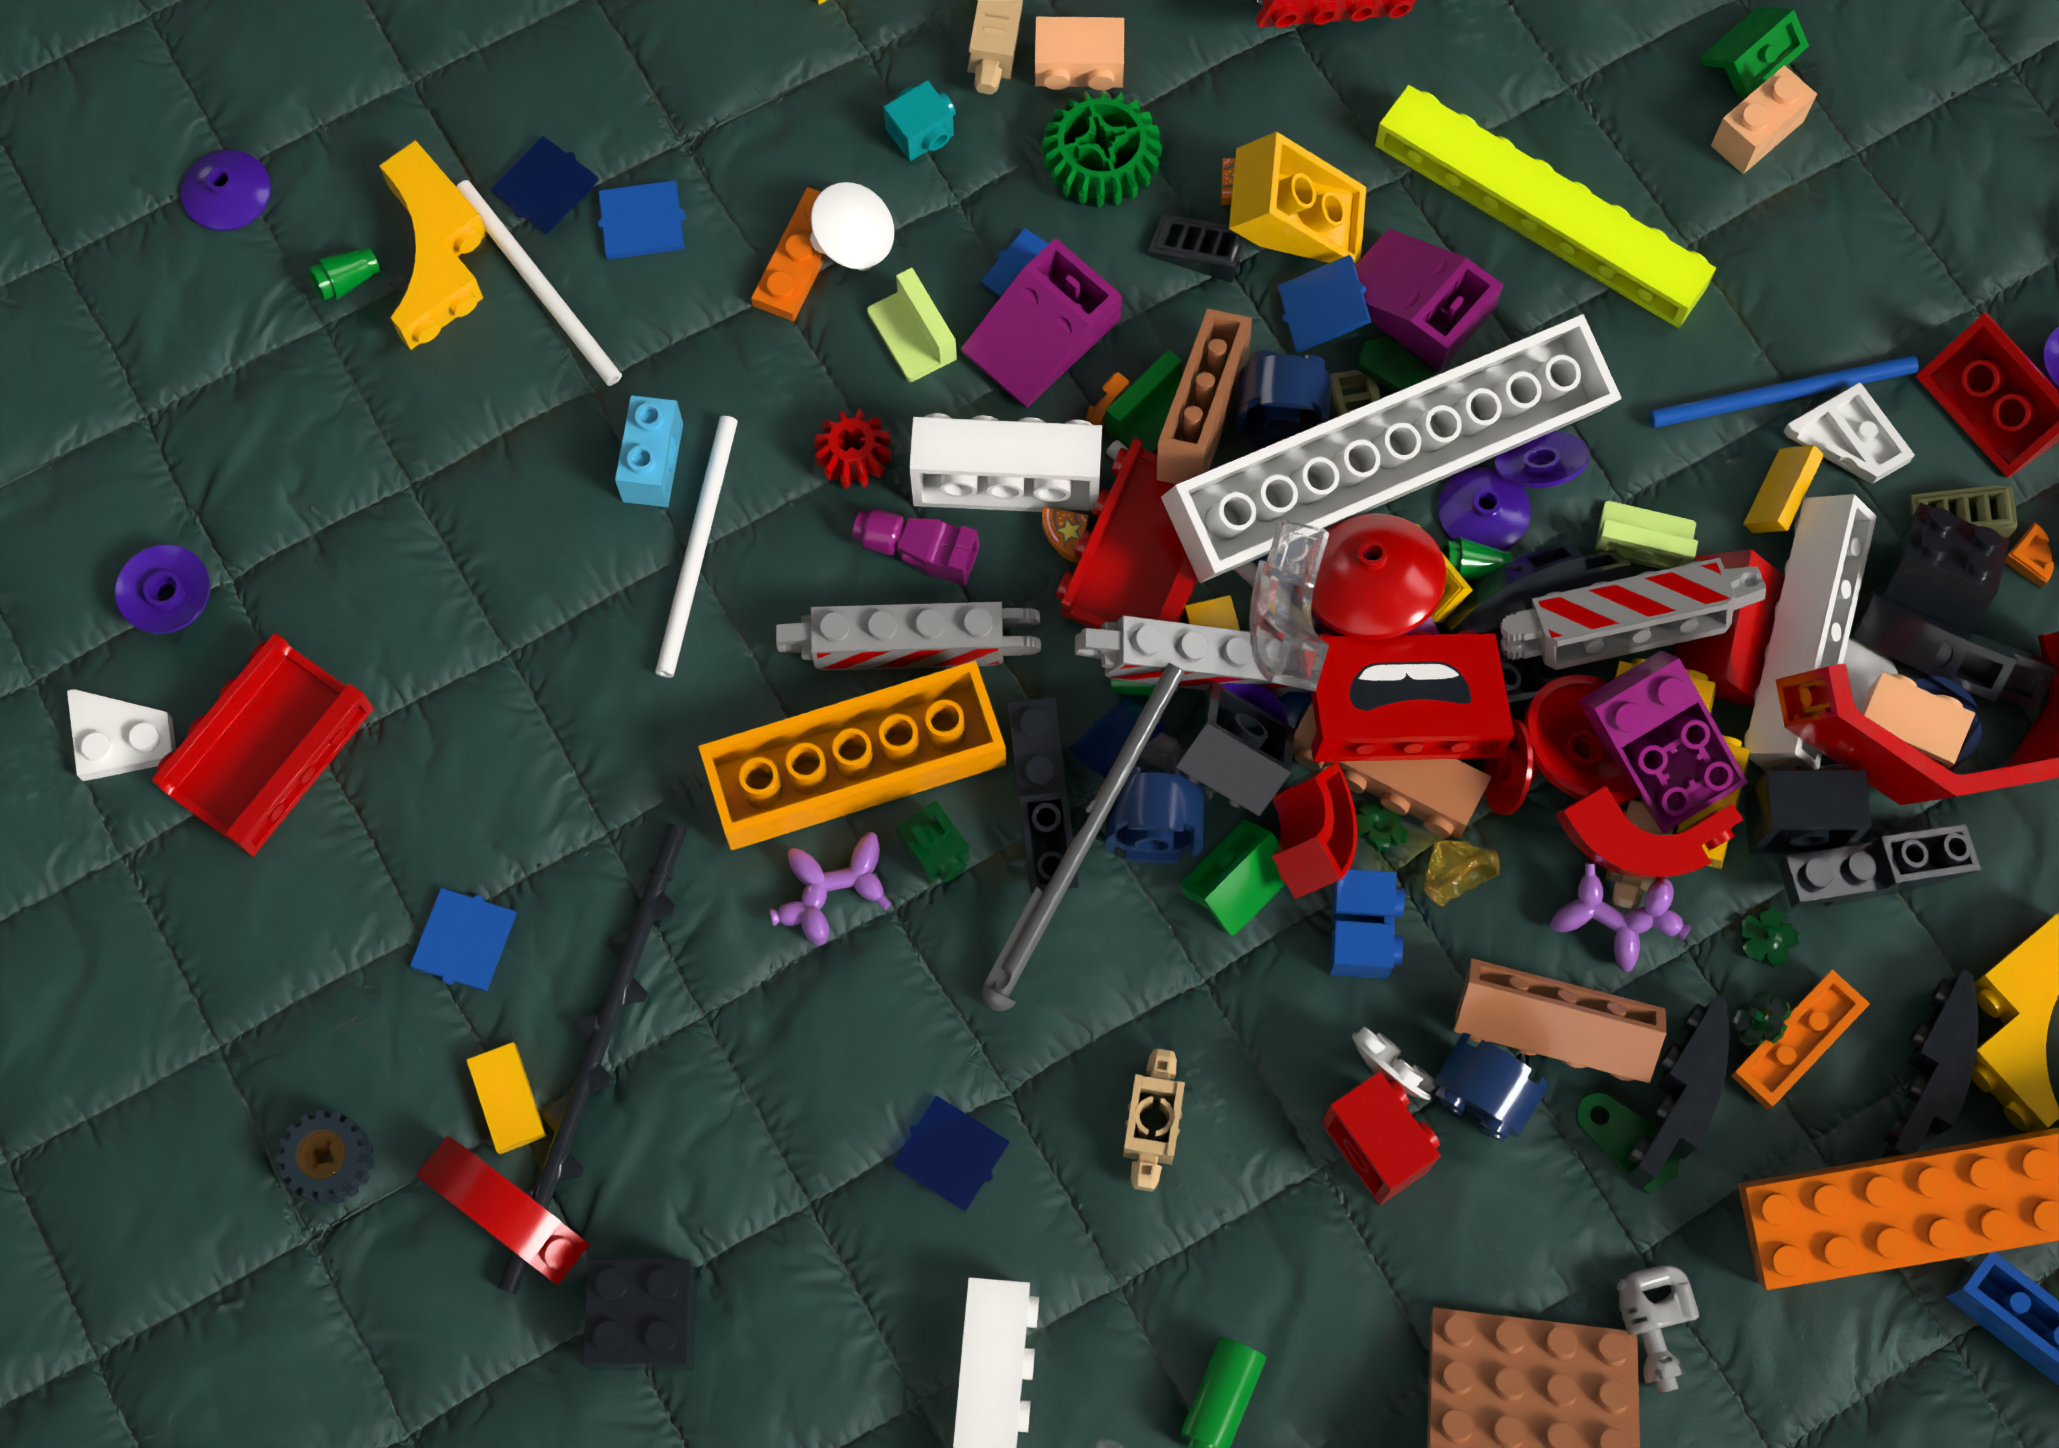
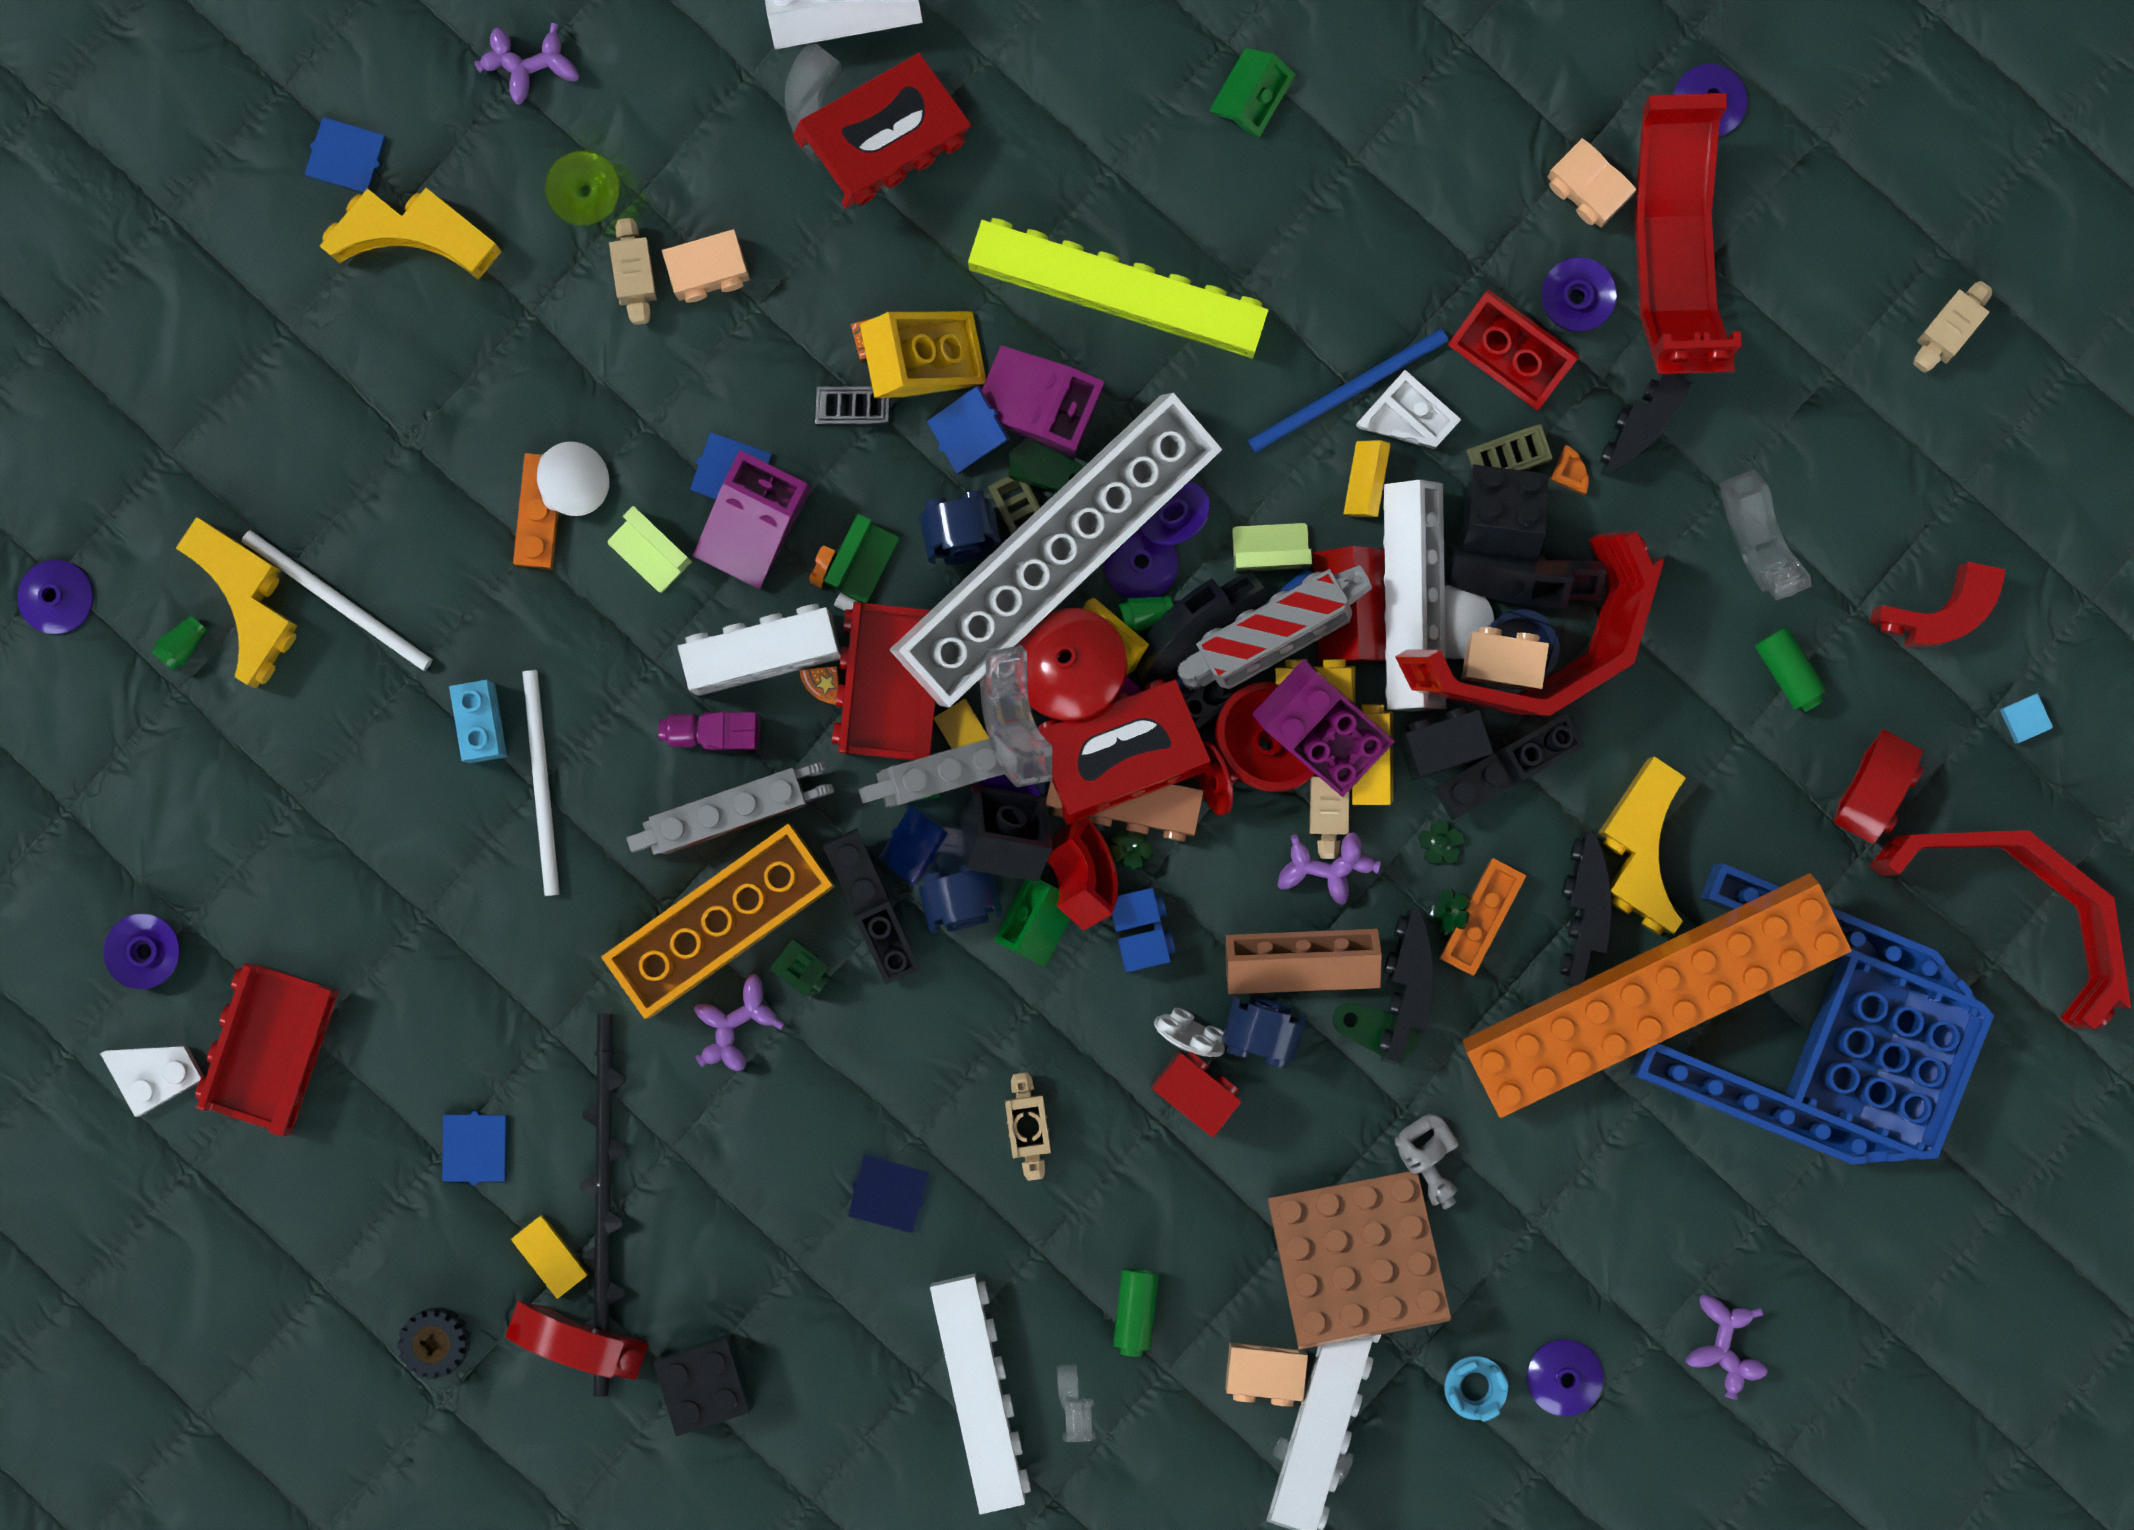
camera: 15 degrees left, 15 degrees up
(545, 185) = (312, 512): clear blue piece -> none
(641, 219) = (400, 519): blue piece -> none
(852, 463) = (639, 681): red gear -> none
(920, 120) = (596, 366): teal brick -> none
(1042, 904) = (897, 994): dark grey bar -> none
(1083, 164) = (736, 357): green gear -> none
(1203, 397) = (897, 550): nougat brick -> none
(1458, 867) = (1195, 864): clear yellow piece -> none
(1618, 845) = (1328, 823): red arch -> none
(1763, 119) = (1274, 158): light nougat brick -> none

